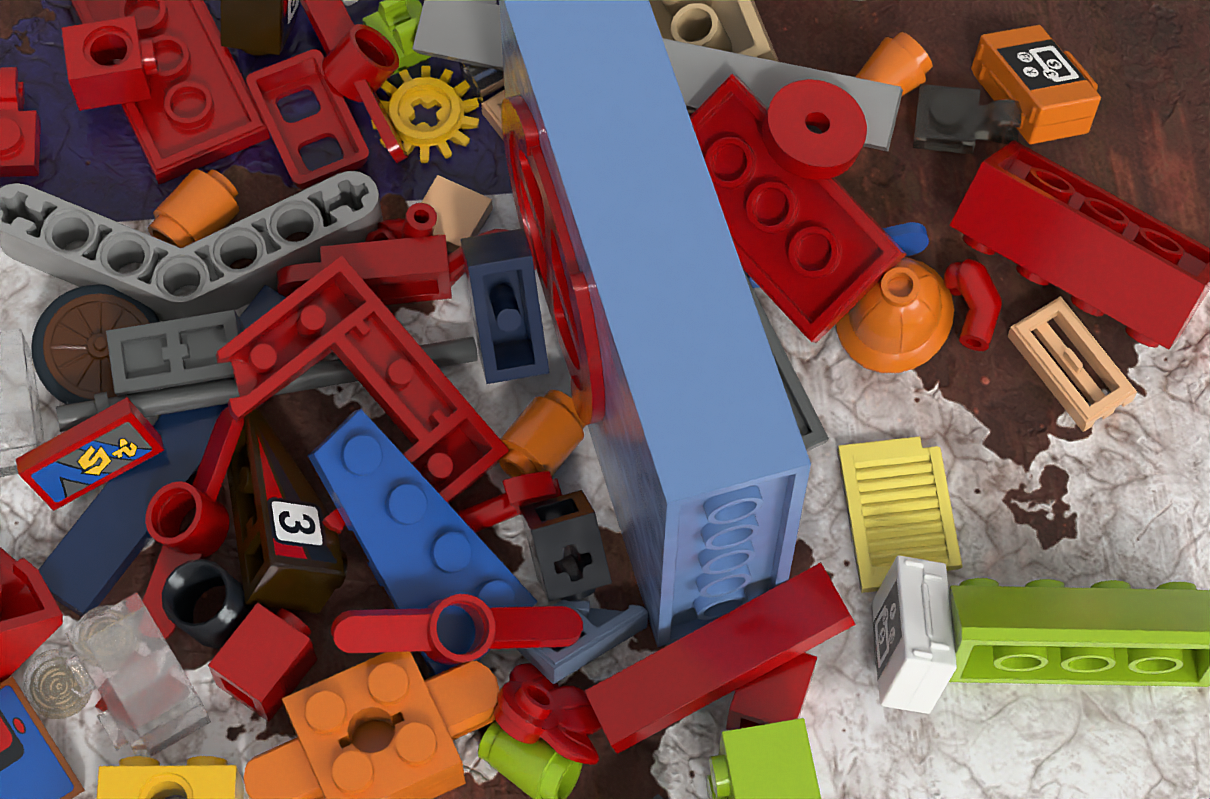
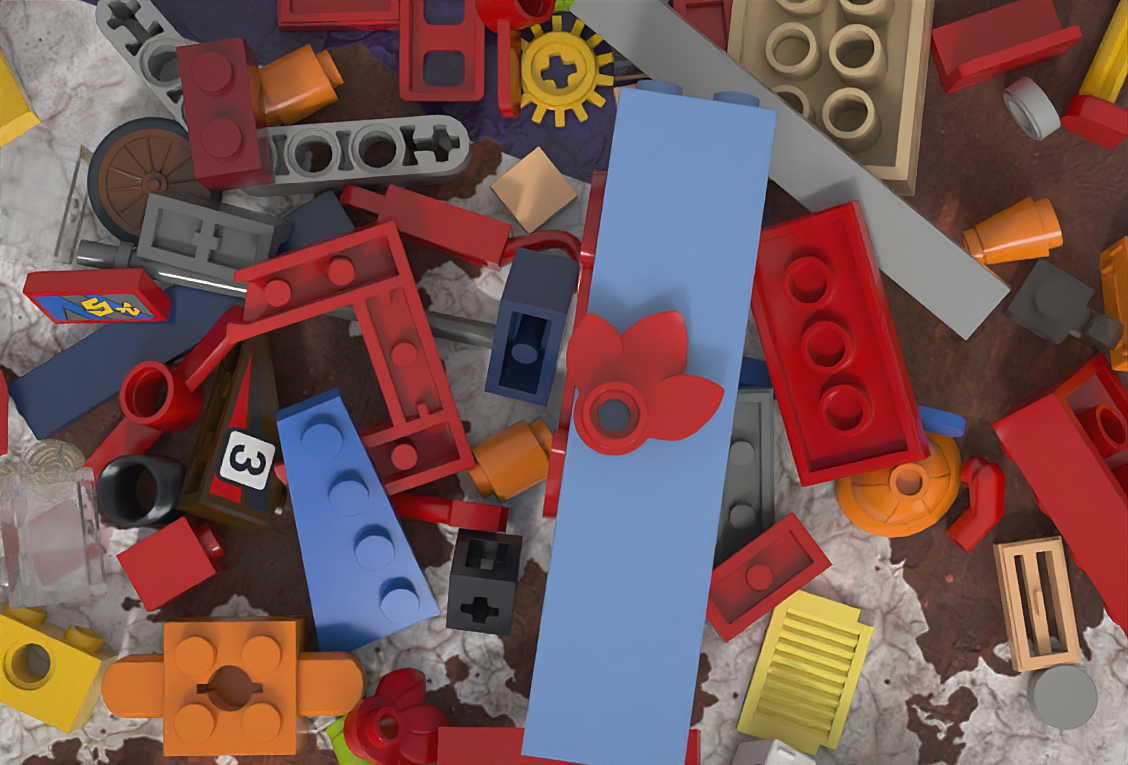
camera: 25 degrees right, 20 degrees up
(150, 238) = (225, 115): none -> dark red brick
(417, 629) = (380, 642): red piece -> none
(418, 222) = (476, 195): red arm -> none
(600, 633) = (457, 660): sand blue tile -> none
(619, 172) = (645, 375): none -> red plate
(806, 152) = (931, 293): red piece -> none
(830, 416) = (762, 576): none -> red panel
(1136, 429) = (1062, 696): none -> light grey tile

